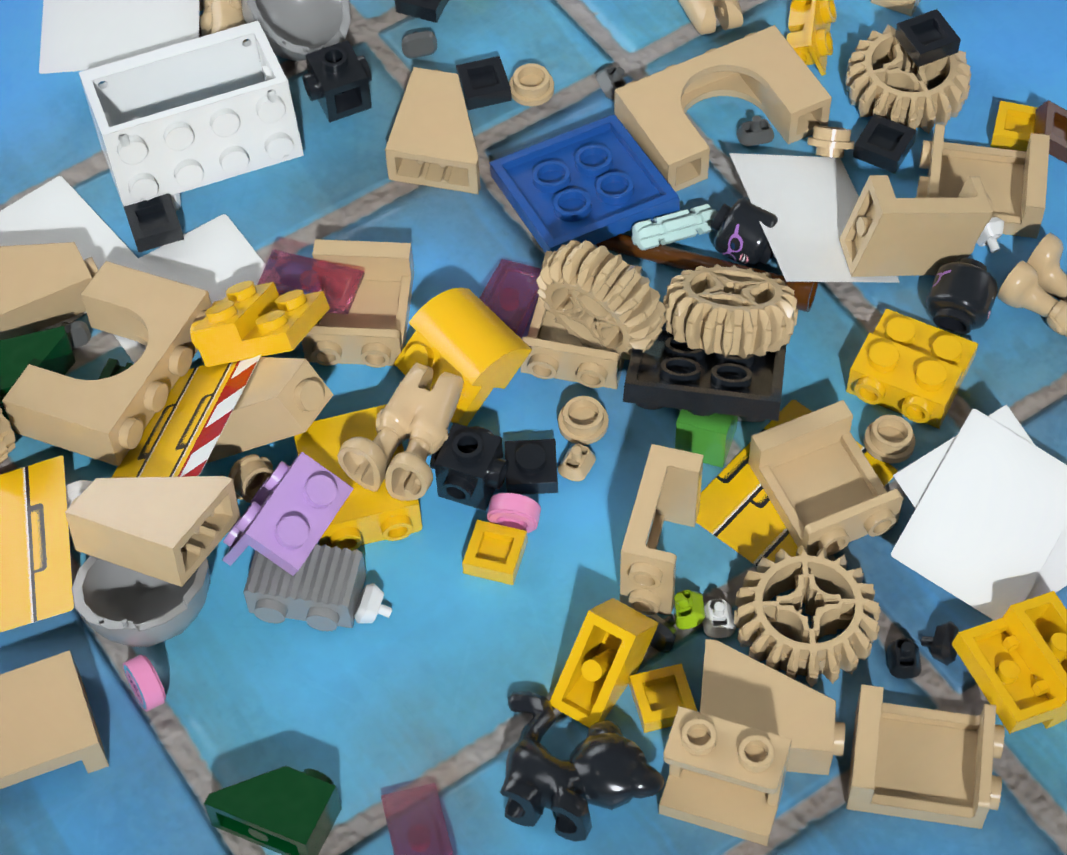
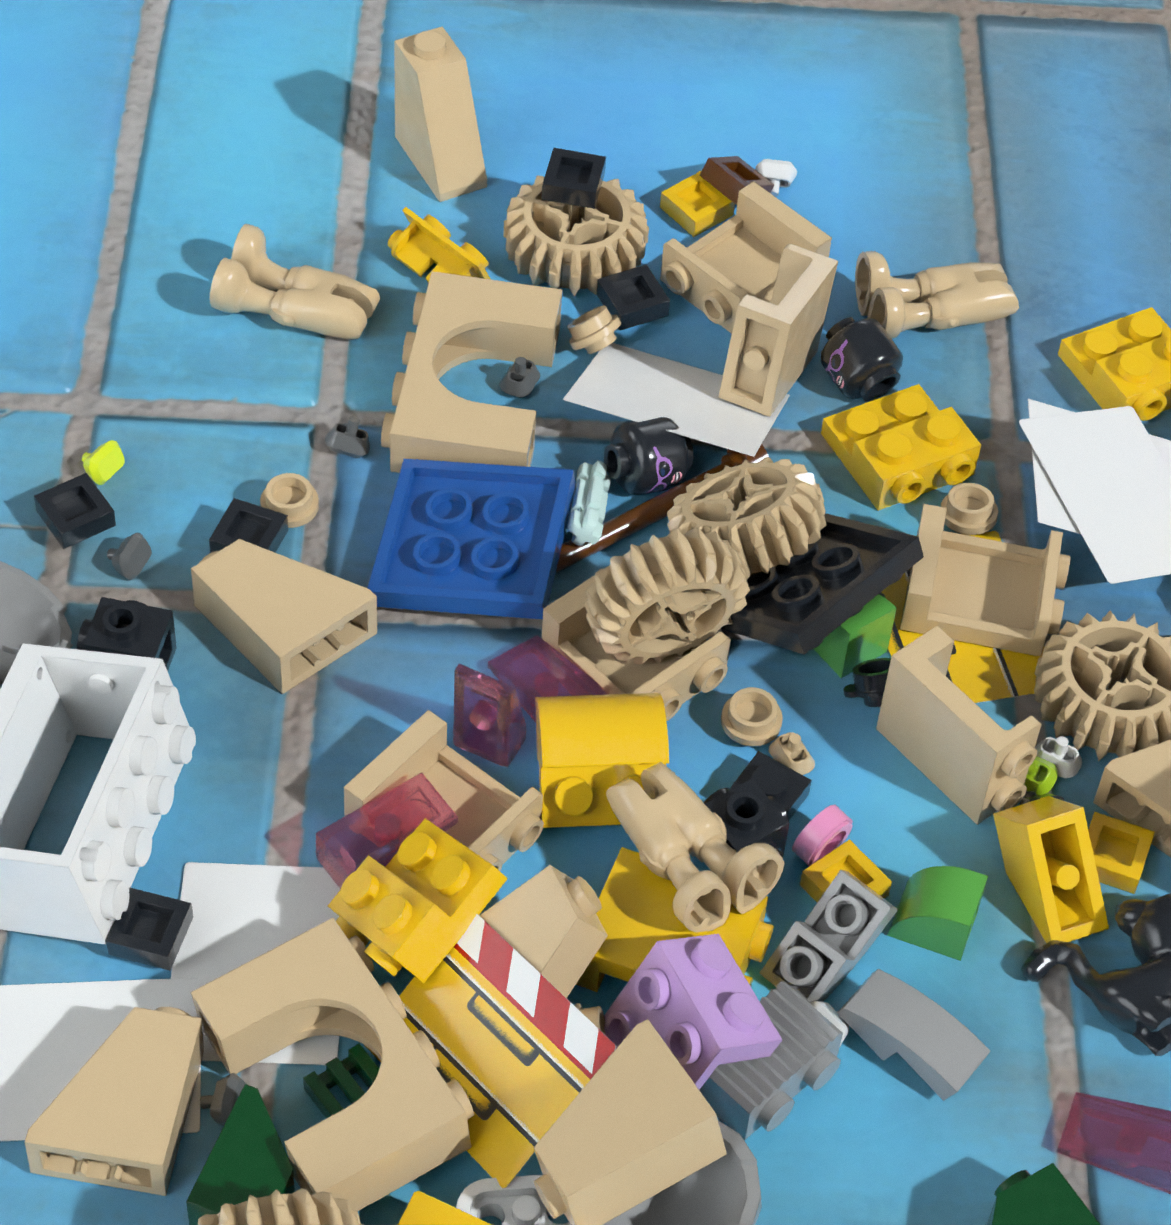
camera: 60 degrees left, 5 degrees down
(396, 655) = (905, 1021): none -> light grey slope
(429, 568) = (830, 940): none -> light grey slope
(438, 268) = (487, 717): none -> clear pink slope
(513, 619) = (939, 909): none -> bright green brick

